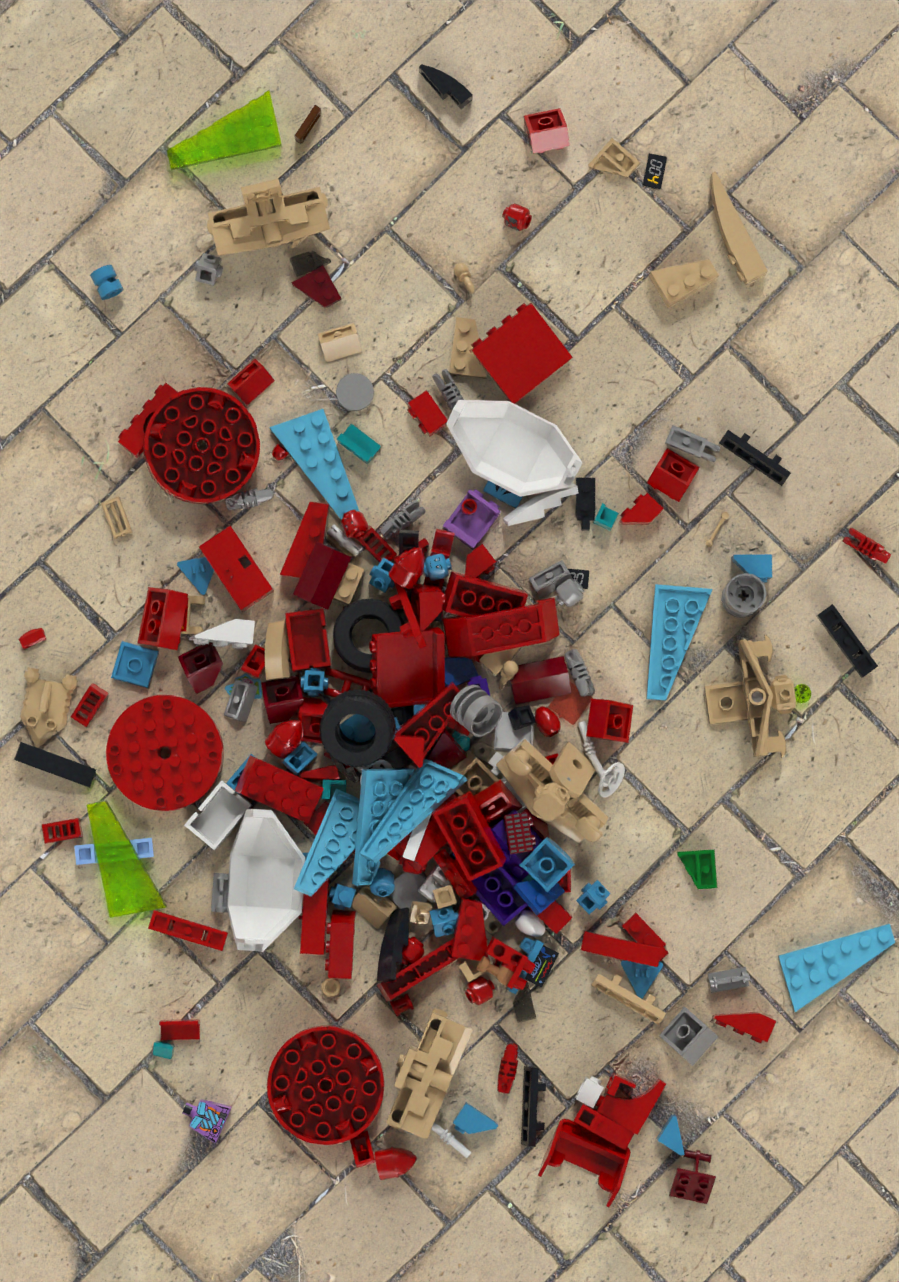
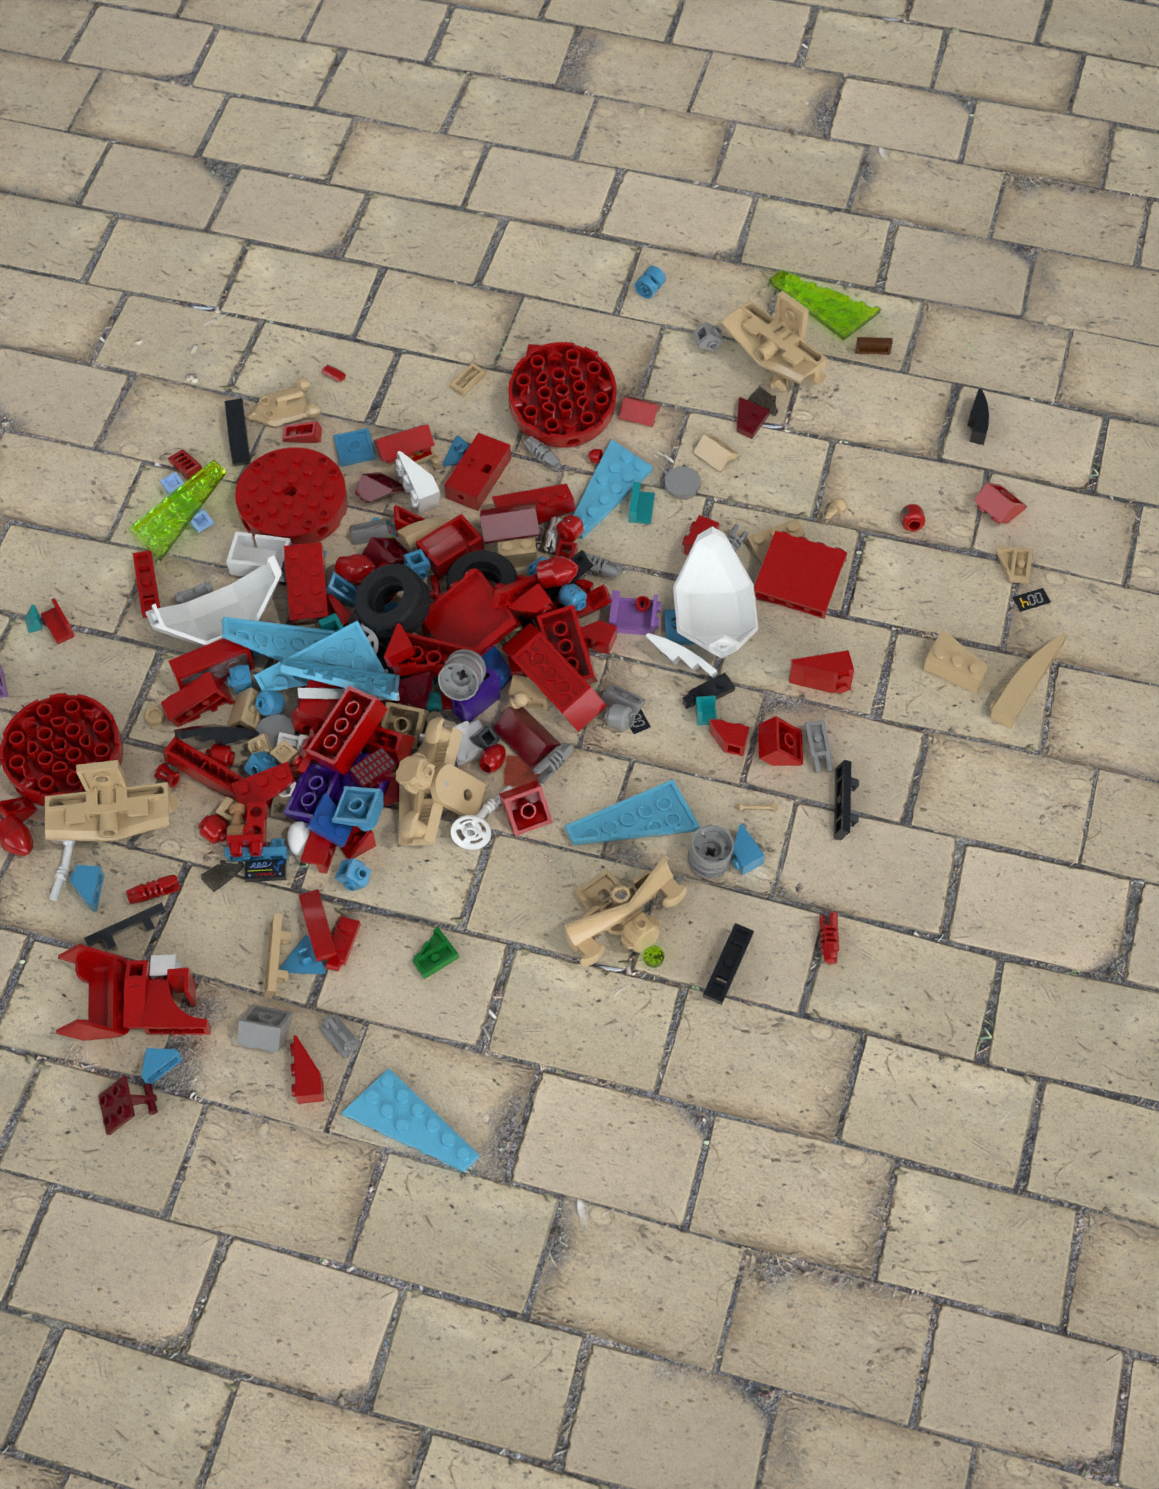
camera: 65 degrees right, 25 degrees down
(636, 390) = (823, 672): none -> red slope

